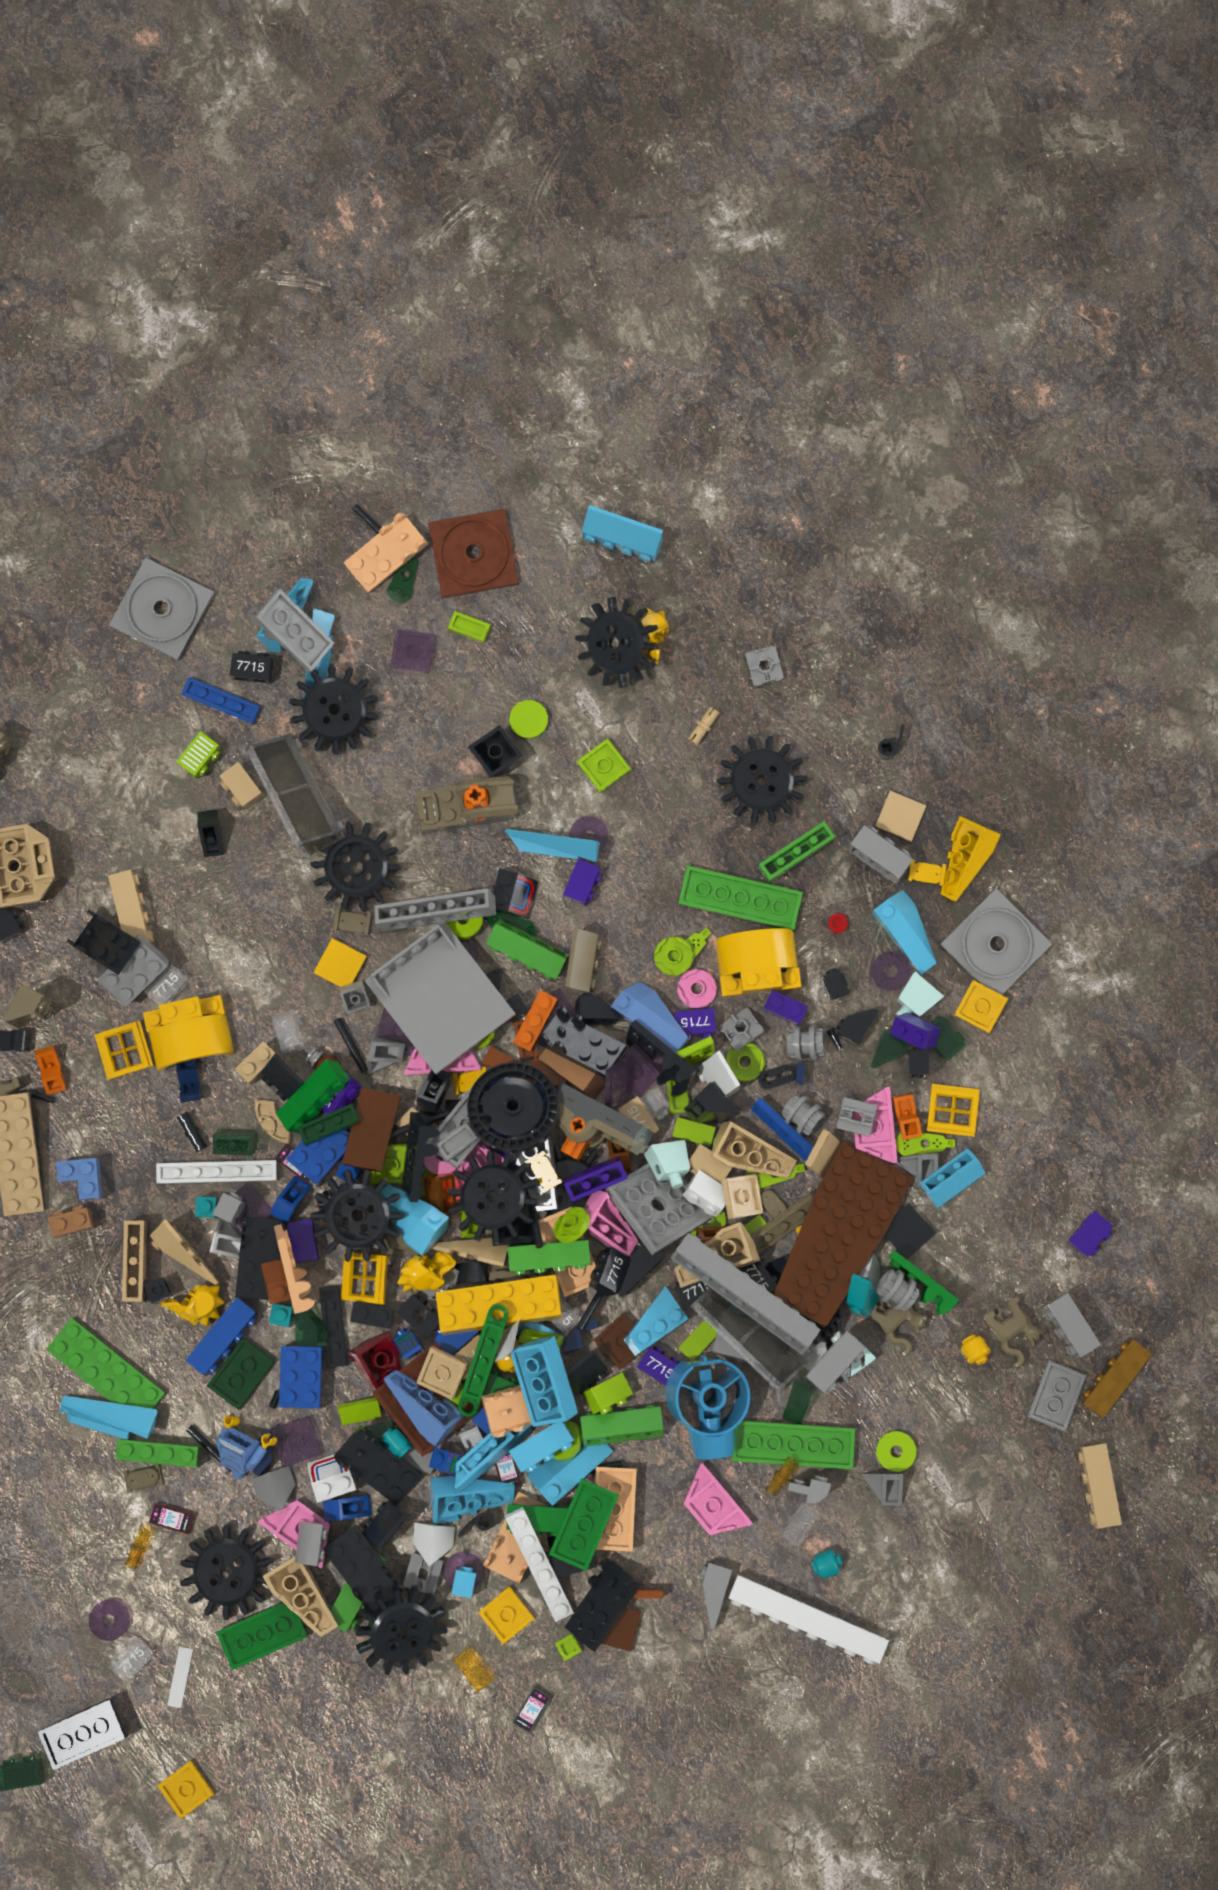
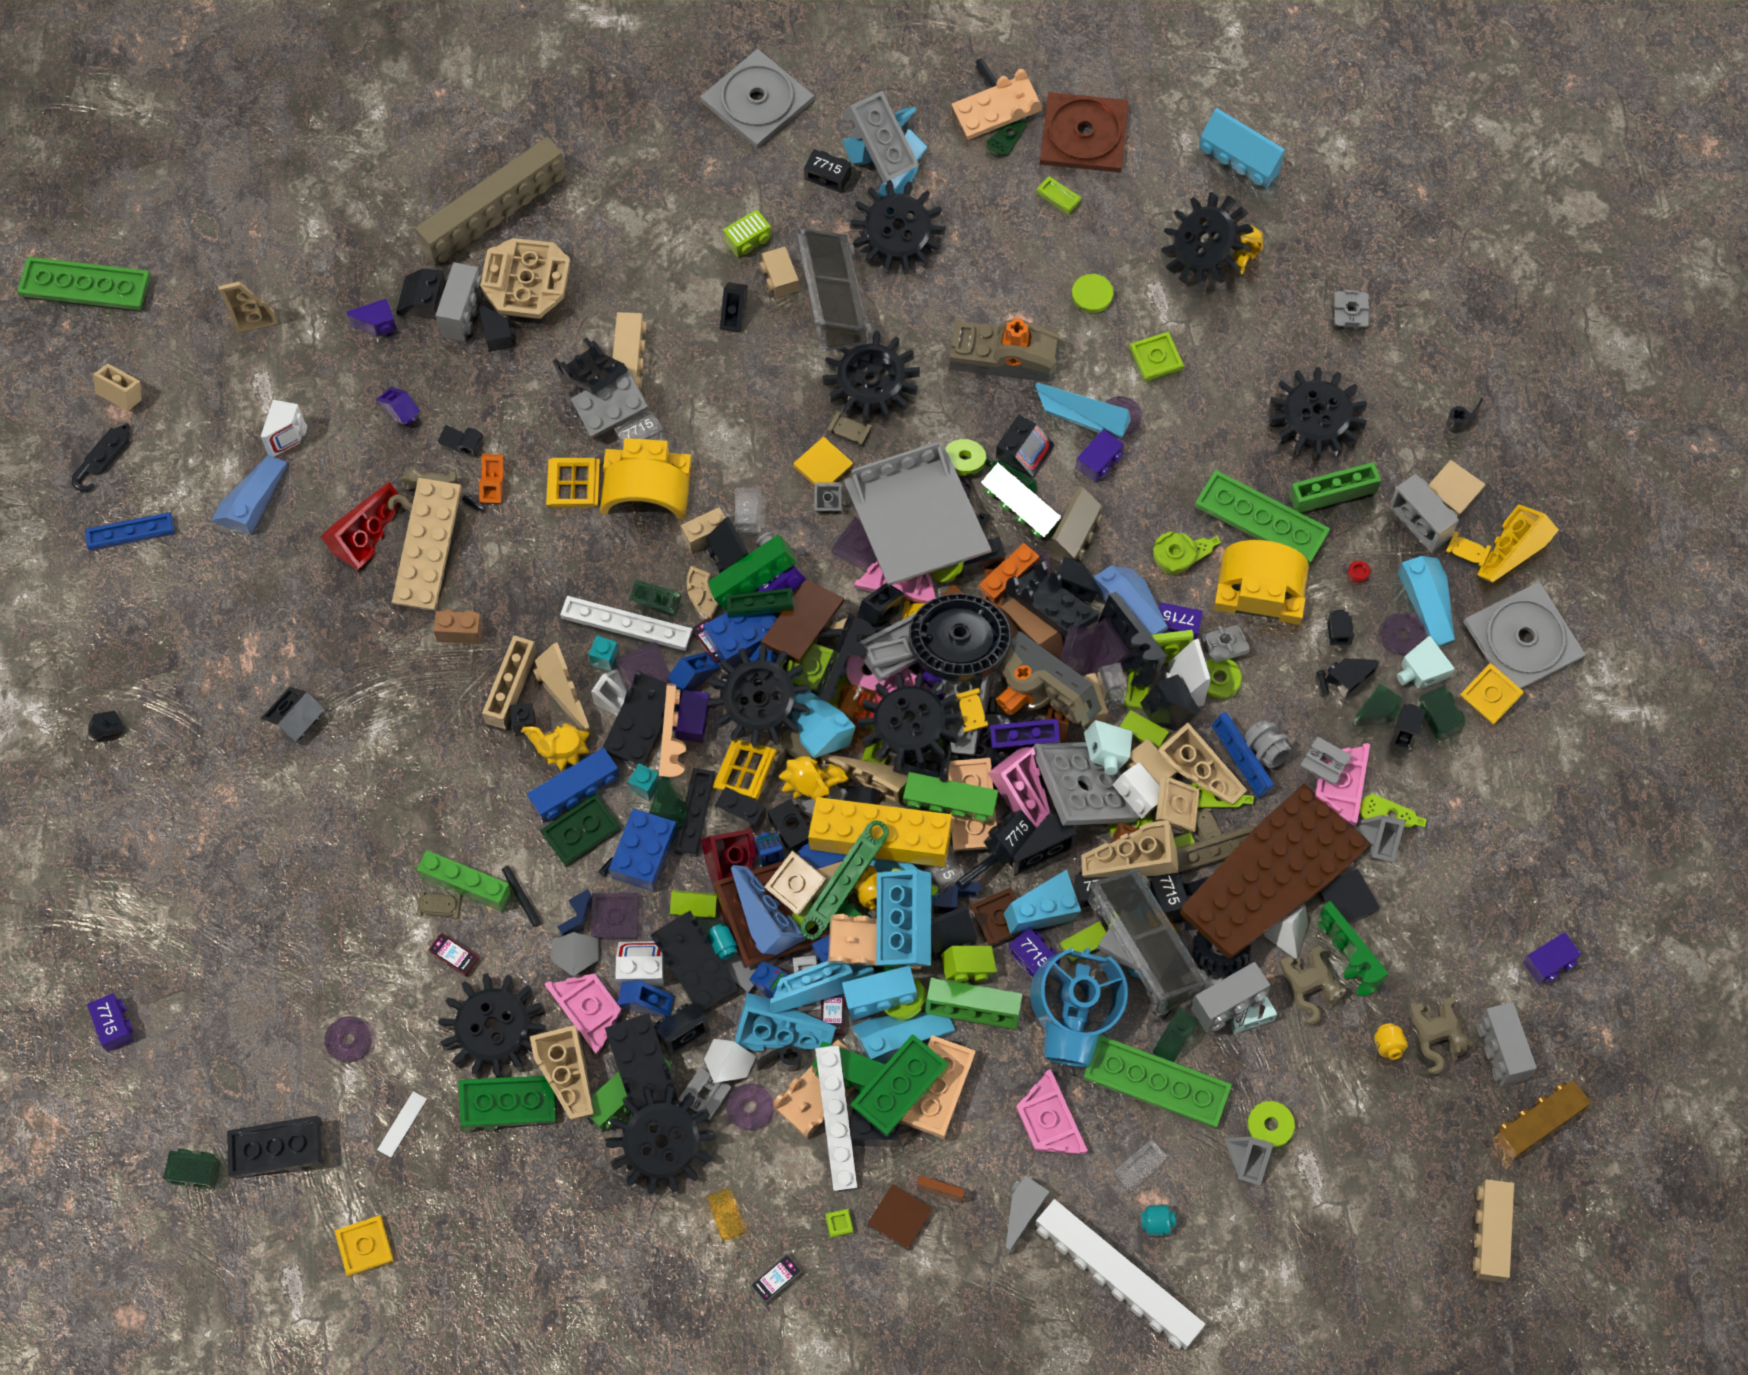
camera: 15 degrees right, 15 degrees down
(28, 1008) = (491, 406): dark tan slope -> none
(86, 1173) = (488, 583): medium blue brick -> none
(103, 1367) = (439, 785): bright green plate -> none
(109, 1417) = (427, 828): medium azure wedge -> none
(132, 1659) = (357, 1085): clear brick -> none
(137, 1548) = (406, 973): clear yellow axle -> none
(189, 1081) = (629, 527): dark blue slope -> none
(191, 1131) = (614, 577): black pin -> none
(221, 701) = (787, 194): blue tile -> none
(229, 1207) = (627, 655): light grey brick -> none
(240, 1451) = (552, 902): medium blue torso -> none
(275, 1282) = (649, 744): dark orange slope -> none
(310, 1543) = (593, 1014): light grey brick -> none
(350, 1045) = (808, 544): black bar -> none
(384, 1054) = (839, 558): light grey slope -> none
(412, 651) = (994, 201): clear purple tile -> none
(435, 910) = (950, 432): light grey brick -> none
(464, 1582) = (746, 1113): medium azure brick -> none
(496, 752) = (1051, 308): black slope -> none
(506, 1615) = (781, 1167): yellow tile -> none
(507, 1342) = (874, 868): white sticker -> none
(580, 1221) = (987, 770): lime tile -> none
(602, 1604) = (893, 1183): black hinge -> none
(700, 1000) = (1193, 581): bright pink tile -> none
(703, 726) = (1271, 347): tan pin -> none
(745, 1293) = (1153, 892): light grey brick -> none
(778, 1081) = (1249, 701): black beam -> none
(781, 1476) = (1134, 1109): clear yellow pin -> none
(785, 1008) = (1279, 635): dark purple brick -> none
(799, 1075) = (1275, 704): dark blue tile -> none
(806, 1043) = (1291, 674): light grey piece -> none
(815, 1491) = (1166, 1133): light grey brick -> none
(823, 1153) = (1278, 785): tan tile -> none
(861, 1296) = (1280, 940): teal slope -> none
(896, 1289) = (1322, 945): light grey piece -> none
(906, 1116) = (1380, 779): orange slope -> none
(915, 1031) = (1414, 690): dark purple brick -> none
(952, 1178) = (1413, 854): medium azure brick -> none
(954, 1092) = (1424, 806): yellow piece -> none
(1056, 1396) = (1469, 1120): light grey tile -> none

